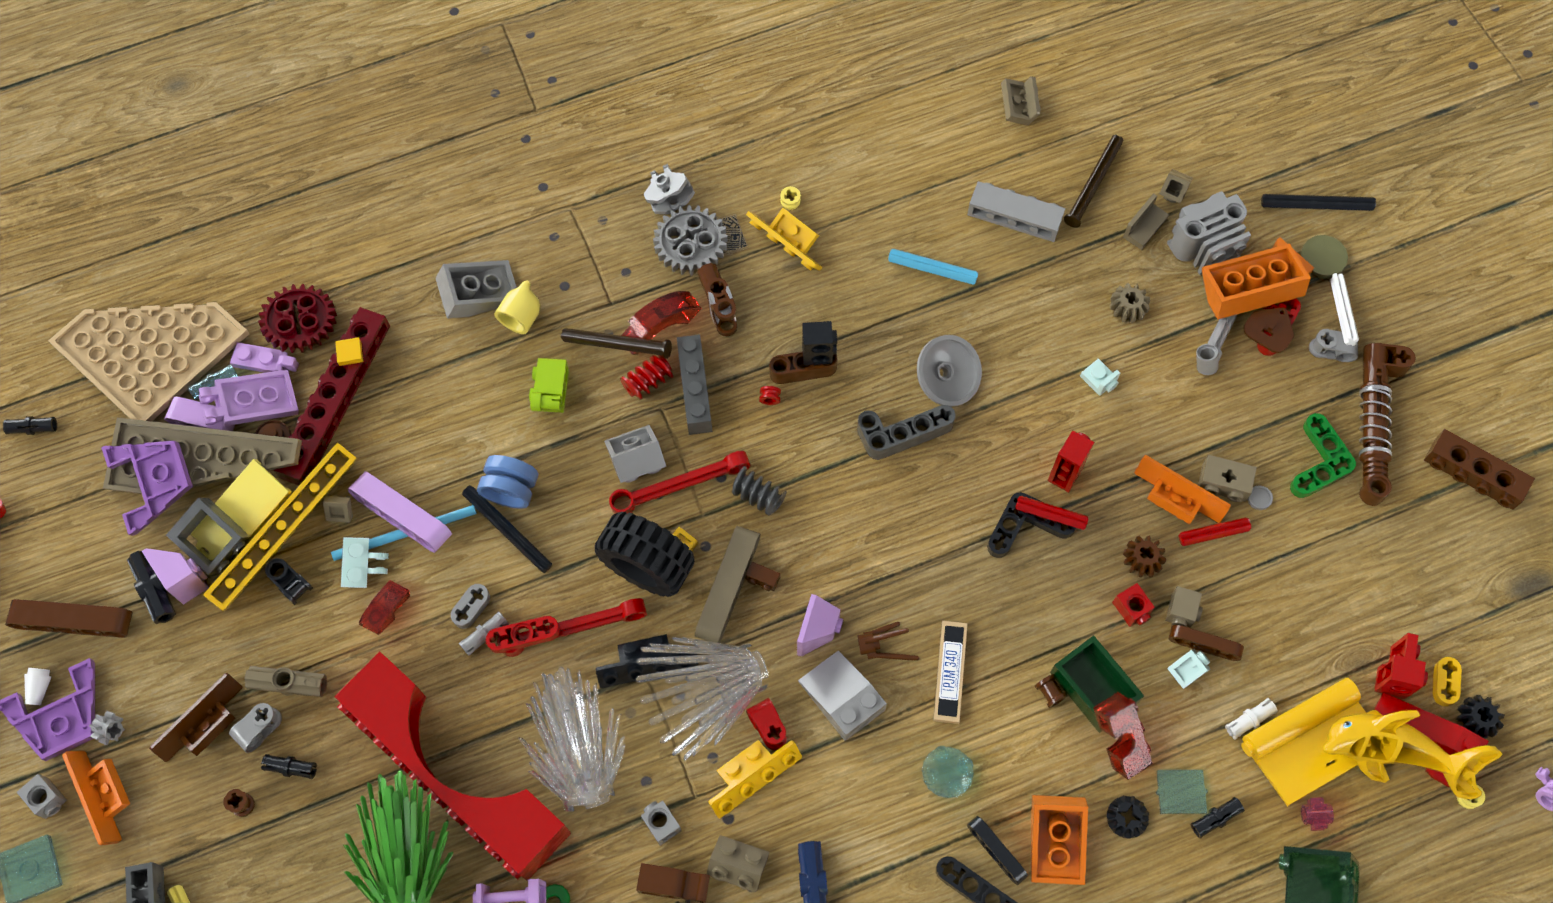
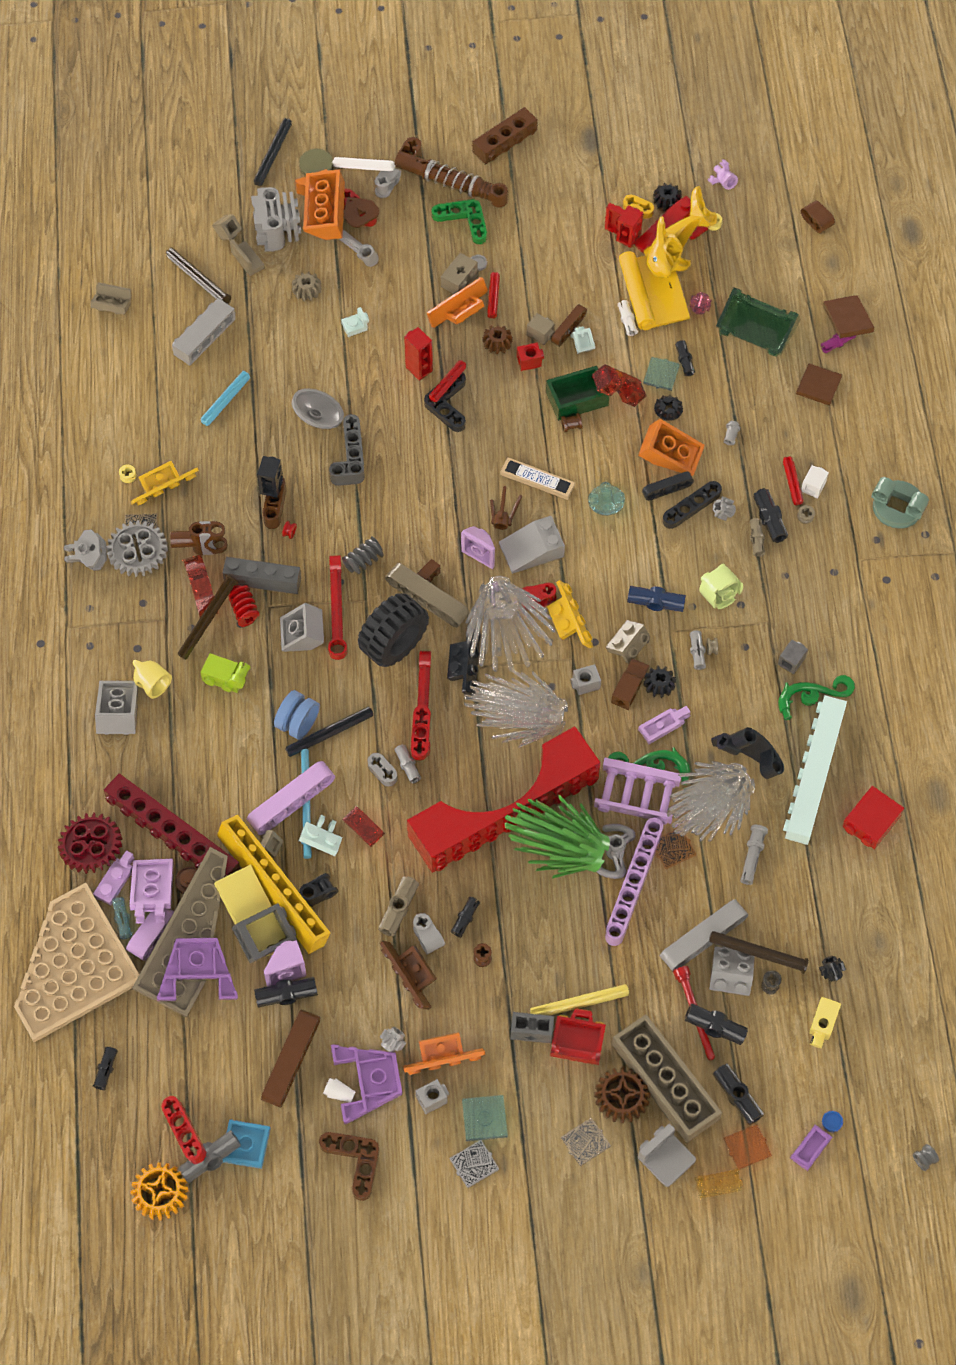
camera: 75 degrees left, 5 degrees down
(349, 351) = (142, 802): yellow tile -> none

